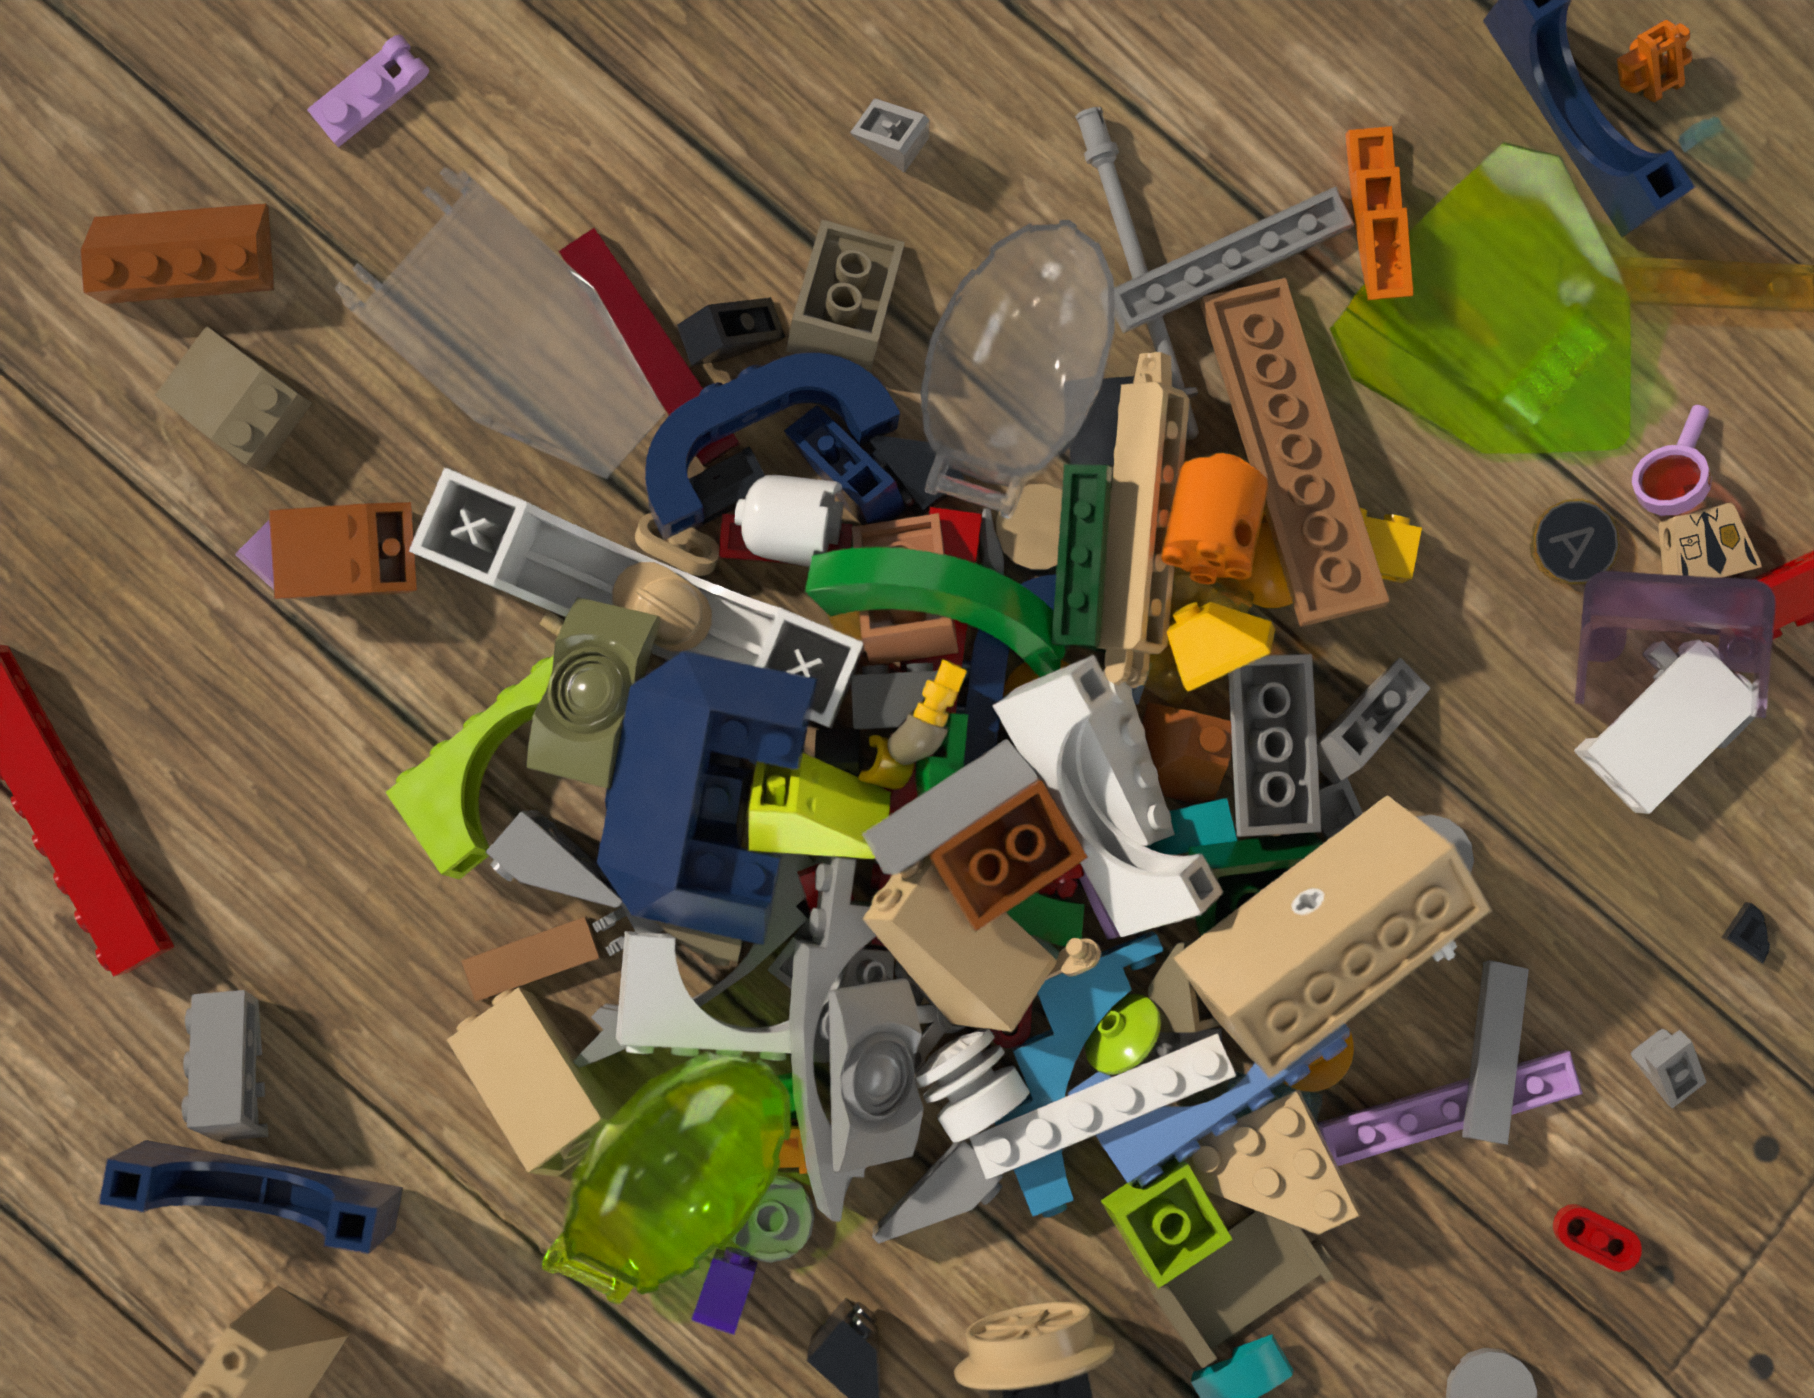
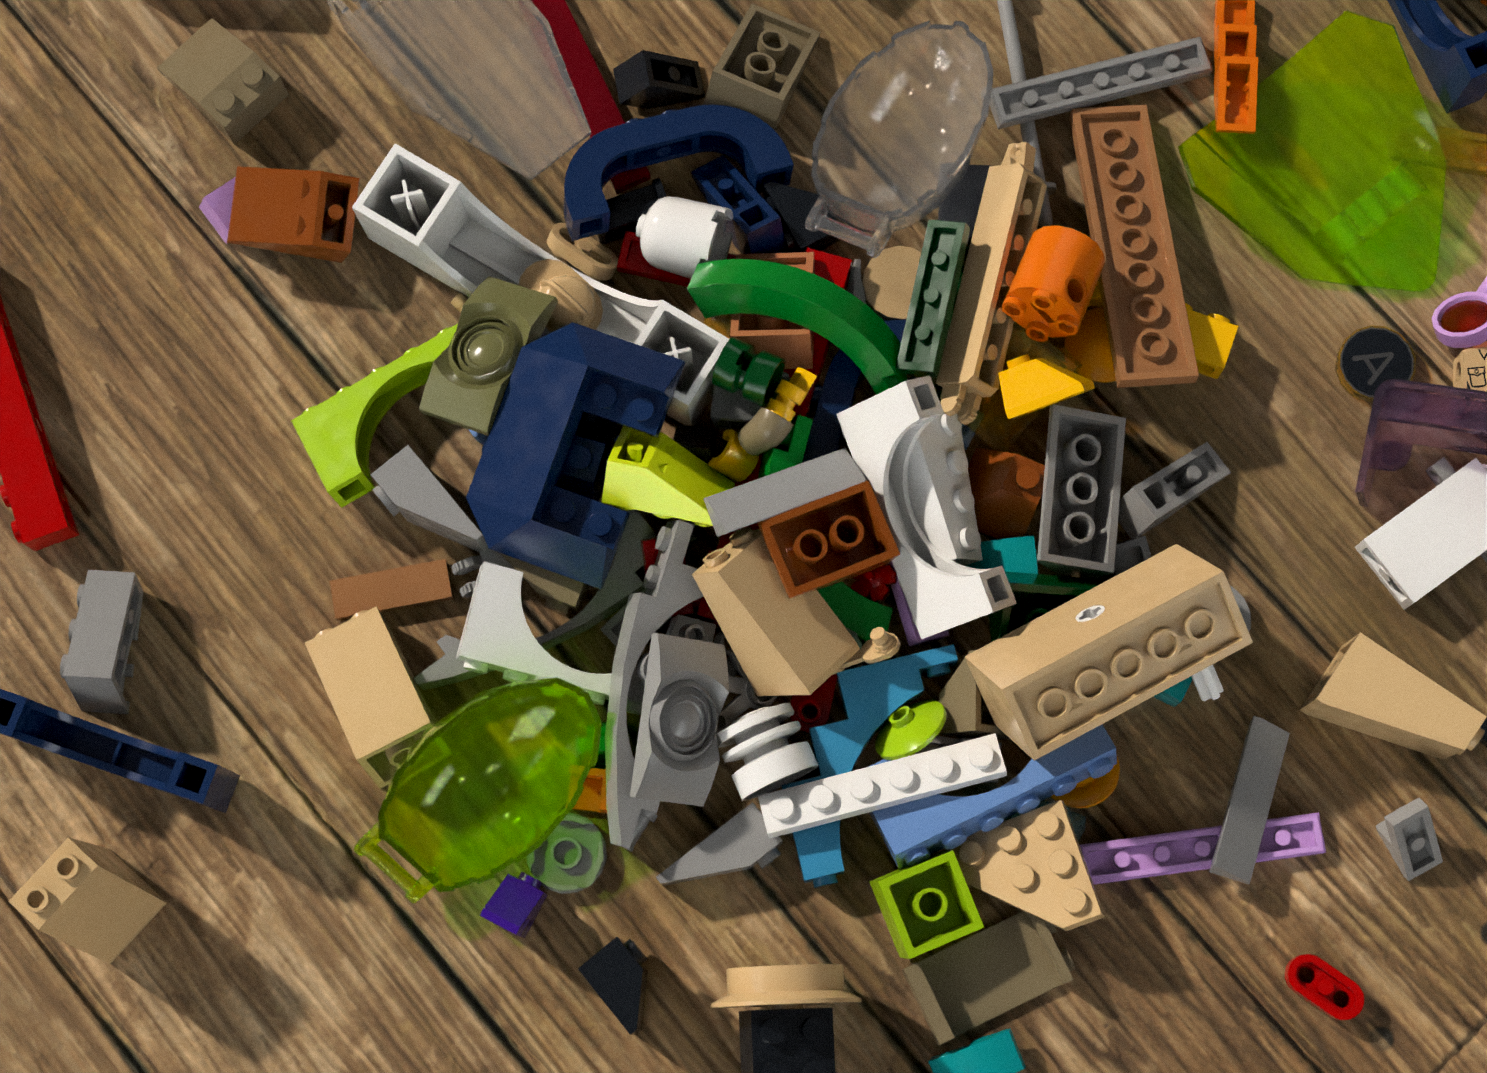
camera: 10 degrees right, 10 degrees down
(905, 681) = (747, 371): none -> dark green wheel
(1623, 921) = (1392, 701): none -> tan slope

